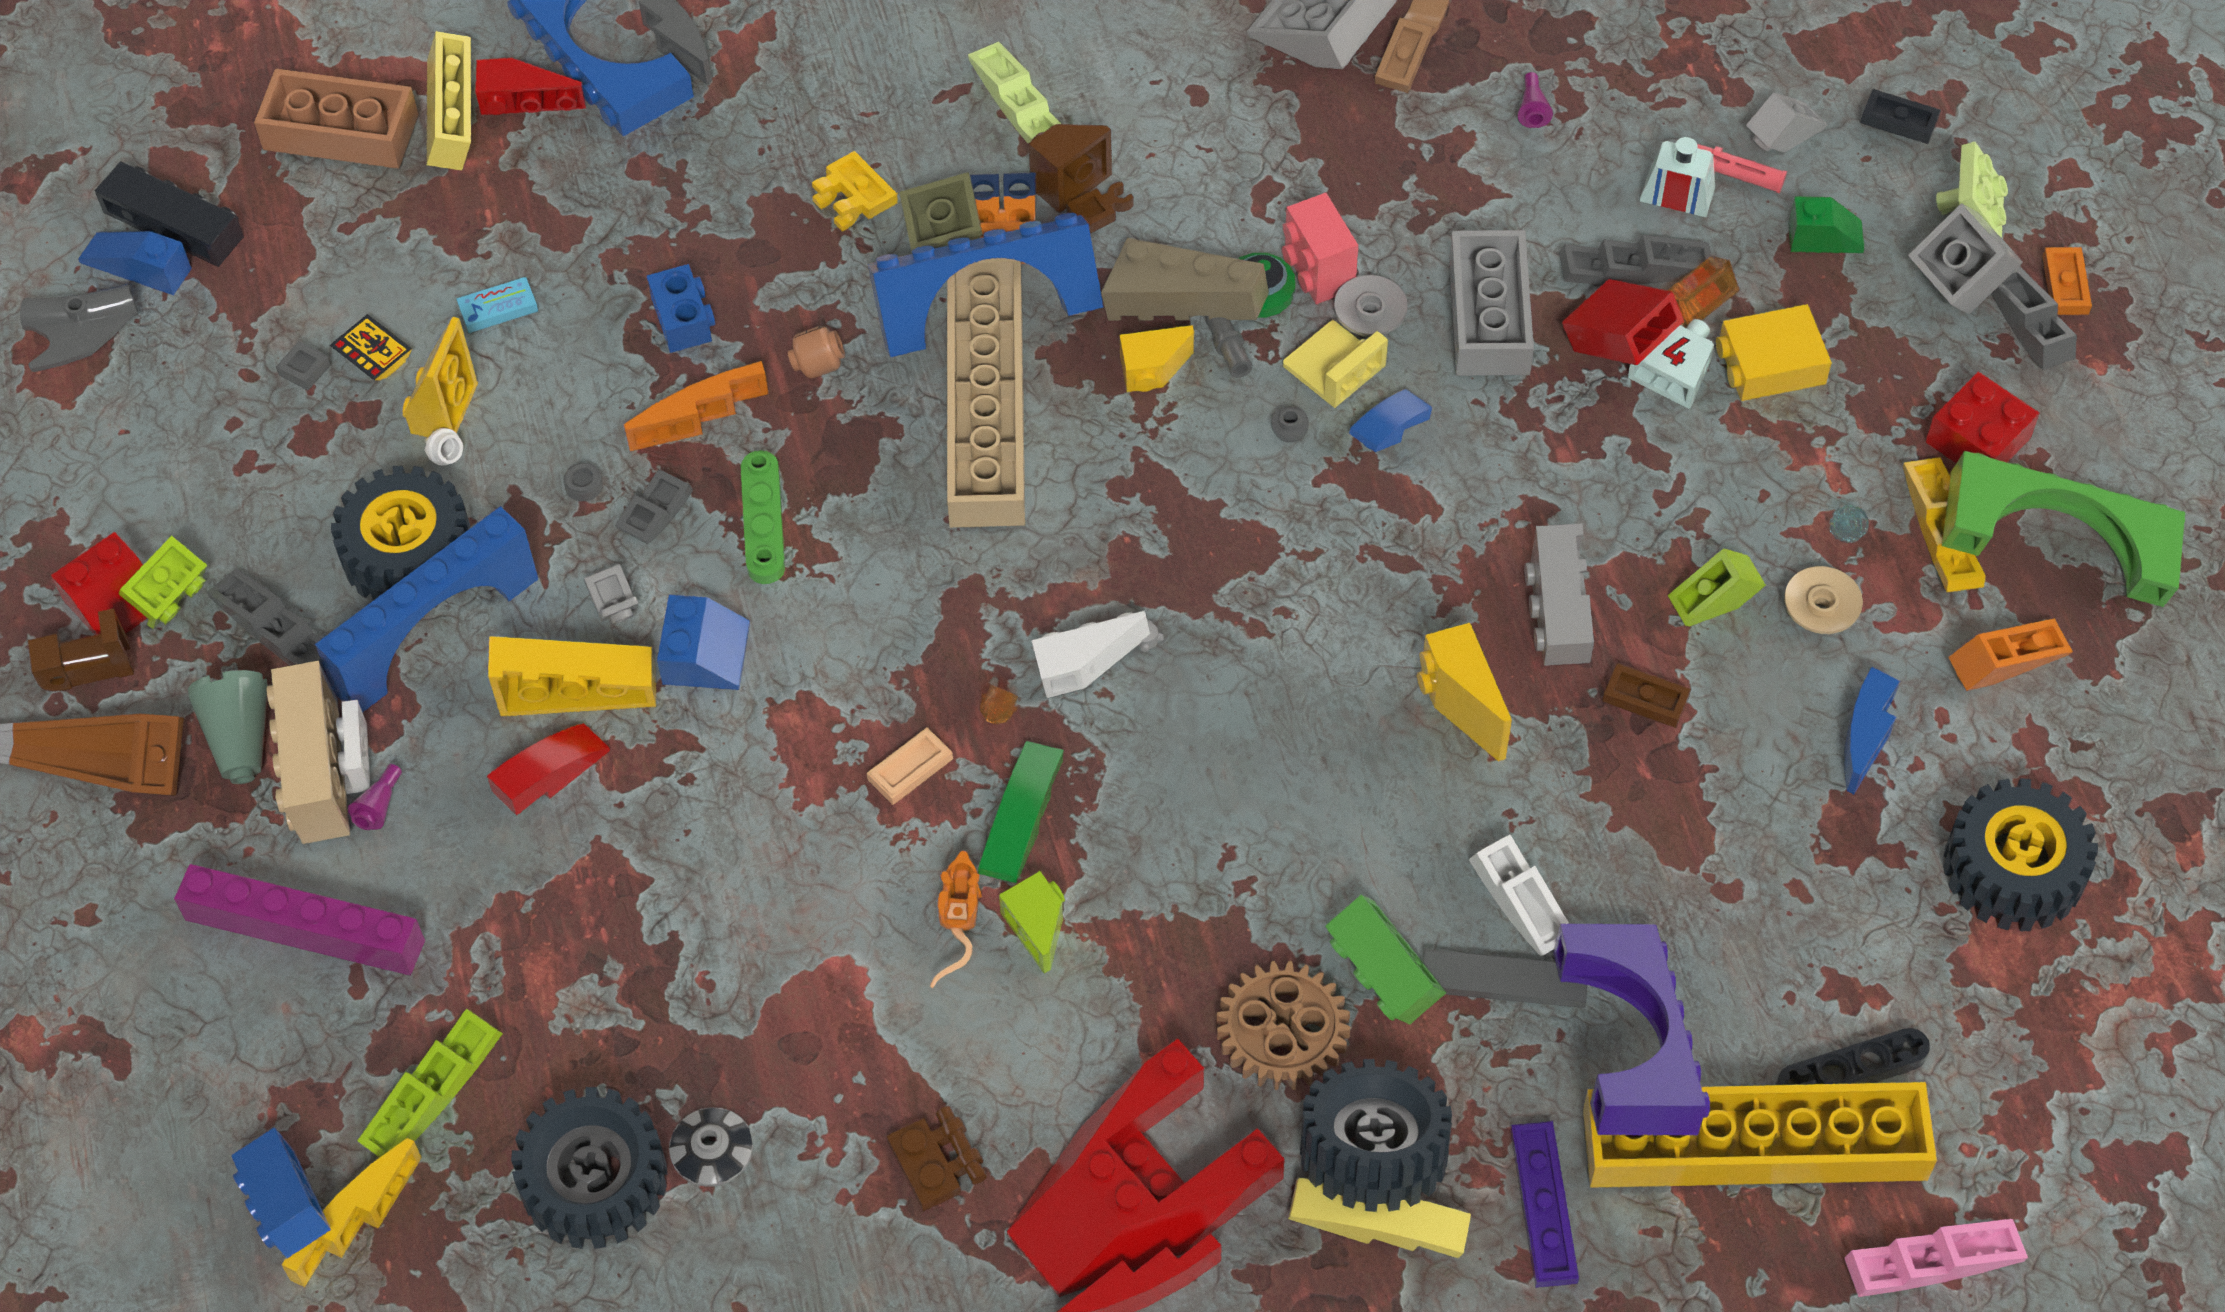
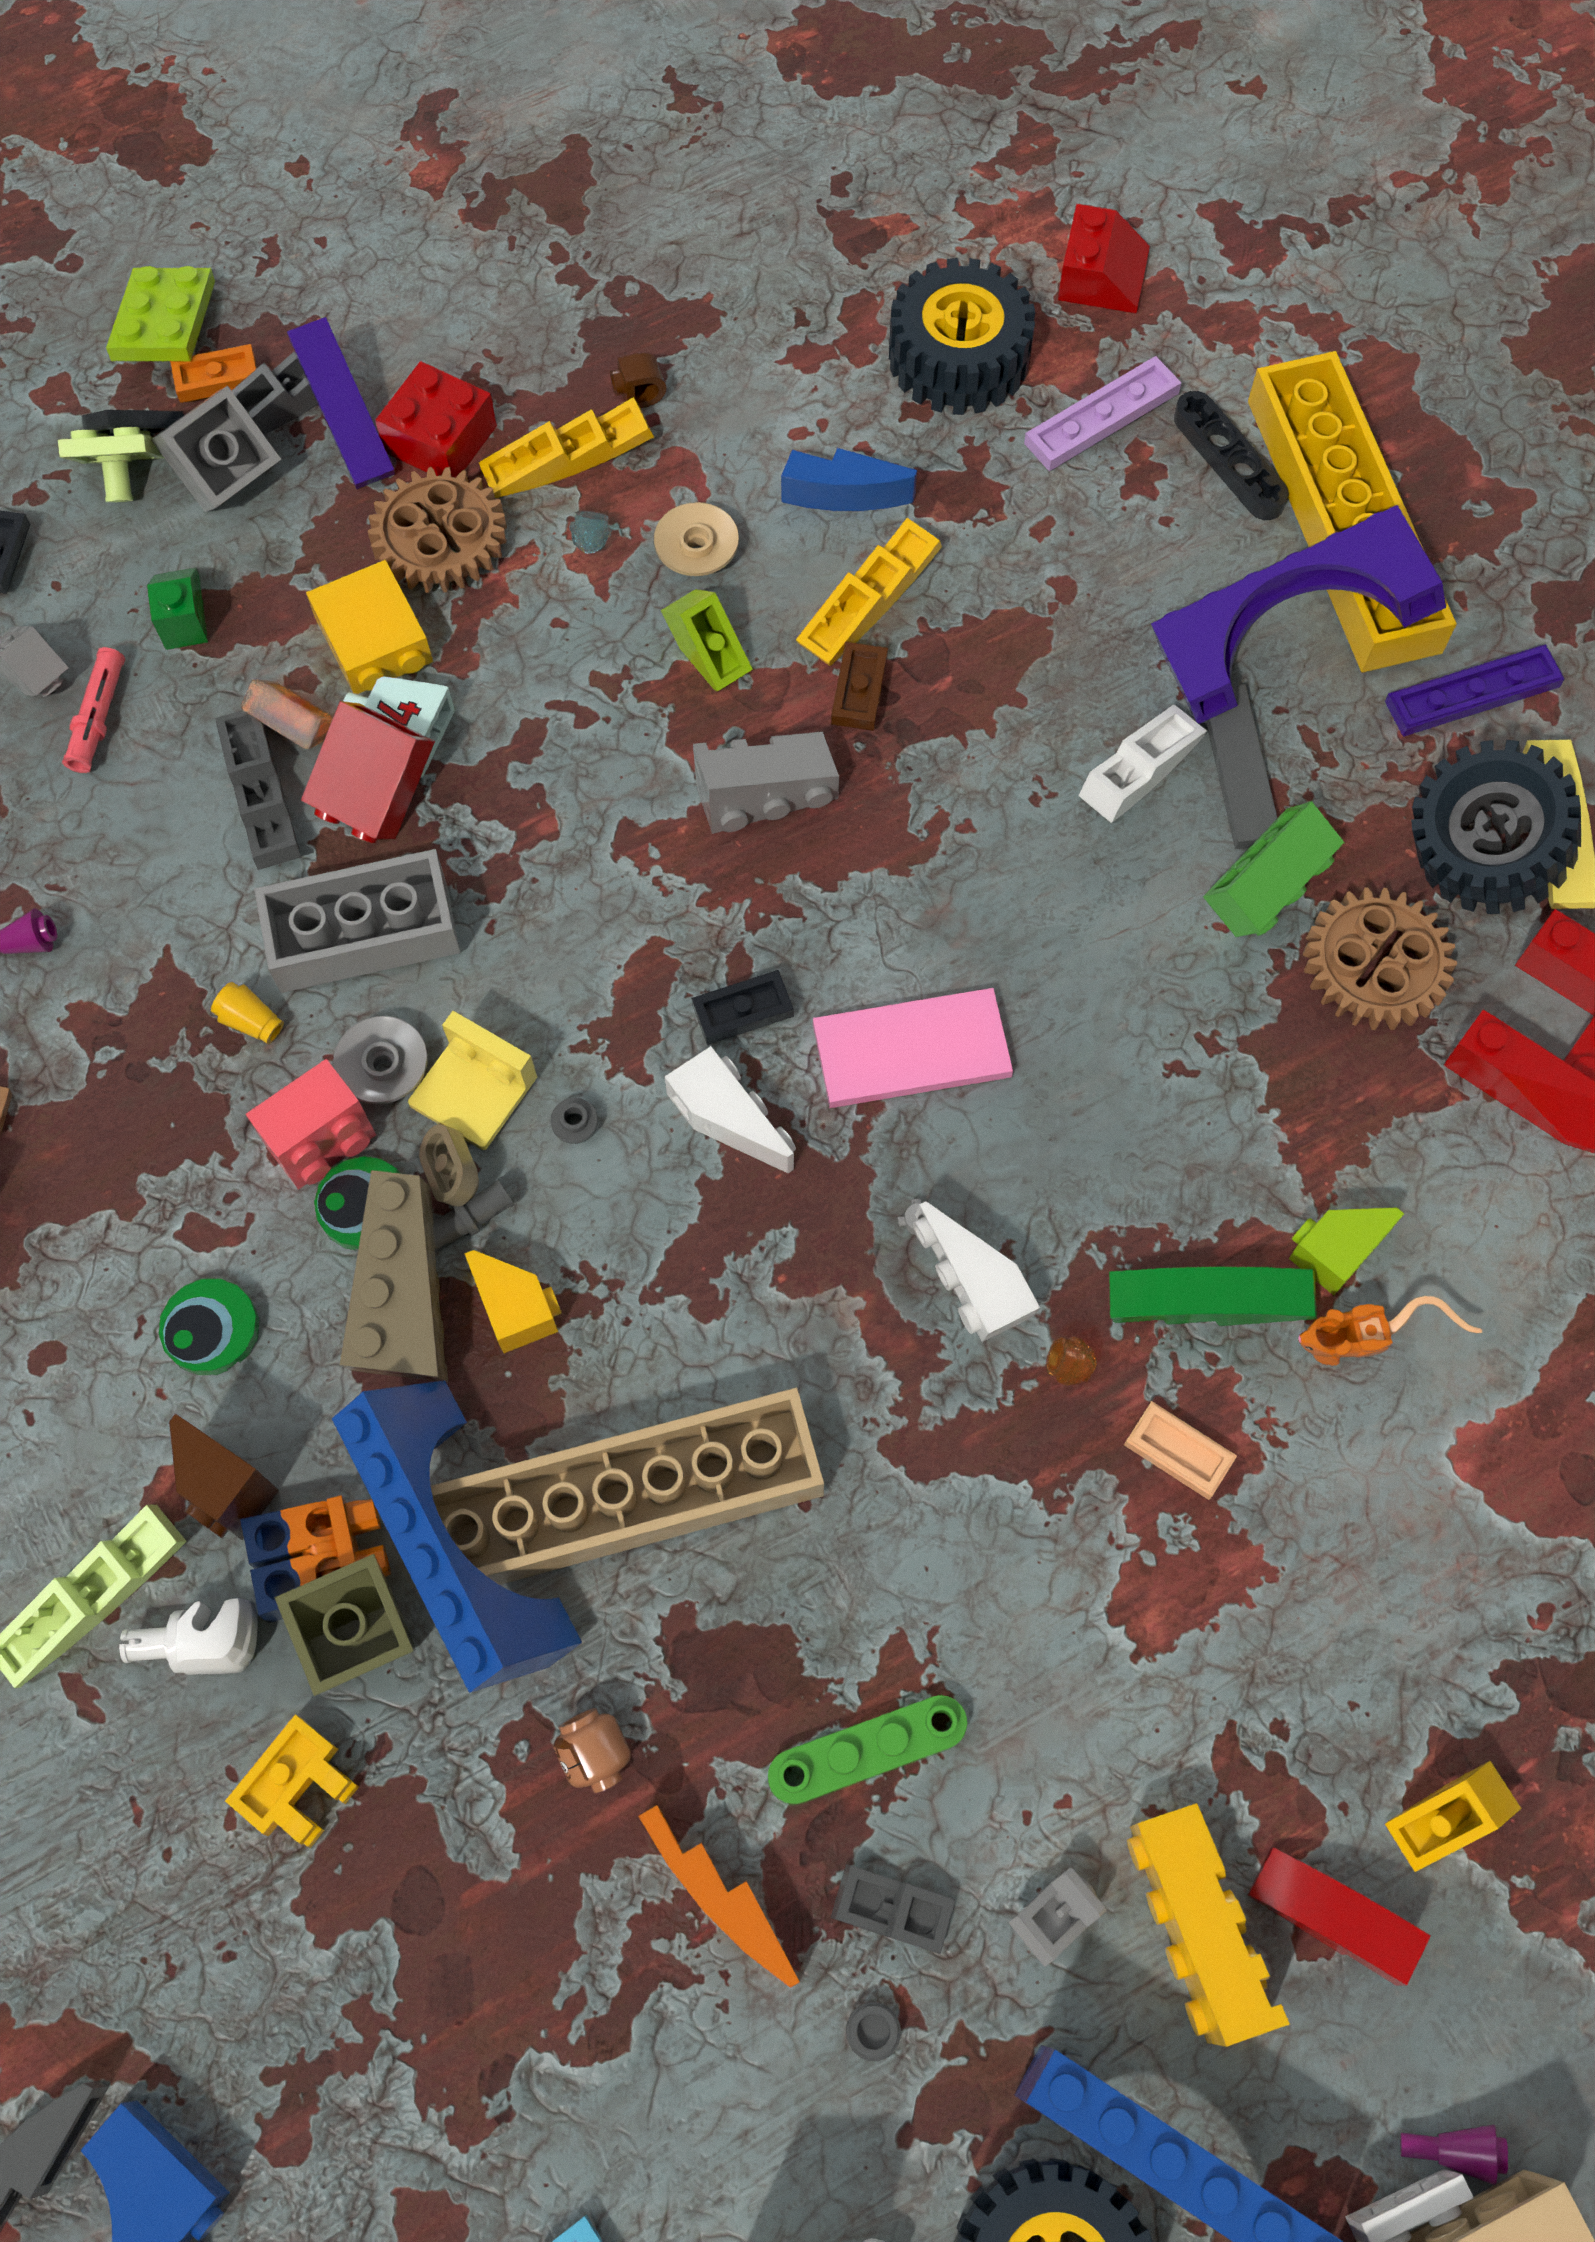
camera: 105 degrees left, 10 degrees up
(586, 863) = (1453, 1816): none -> yellow slope
(680, 308) = (559, 1990): blue brick -> none
(702, 644) = (1095, 1763): blue slope -> none
(963, 145) = (220, 1649): none -> white piece
(1101, 209) = (276, 1436): reddish brown plate -> none
(1189, 184) = (209, 1326): none -> tile
(1274, 515) = (719, 1107): none -> white slope
(1280, 334) = (448, 1165): none -> dark tan plate
(1294, 663) = (912, 1047): none -> bright pink tile
(1357, 549) = (742, 1007): none -> black plate
(1386, 421) = (550, 1005): blue slope -> none
(1433, 230) = (245, 1012): none -> yellow cone
(1464, 688) = (911, 848): yellow slope -> none
(1681, 178) = (130, 740): light aqua torso -> none
(1747, 729) = (870, 592): none -> yellow slope
(1870, 405) = (456, 509): none -> medium nougat gear
(1917, 965) = (1102, 413): none -> lavender plate
(1936, 1258) = (1398, 361): bright pink slope -> none
(2008, 653) = (724, 374): orange slope -> none
(2009, 205) = (152, 420): none -> black tile
(2010, 353) = (340, 403): none -> dark purple tile
(2012, 588) = (639, 378): none -> reddish brown plate
(2106, 1010) = (1103, 261): none -> red slope
(2136, 248) = (161, 314): none -> lime plate
(2140, 532) = (543, 391): bright green arch -> none

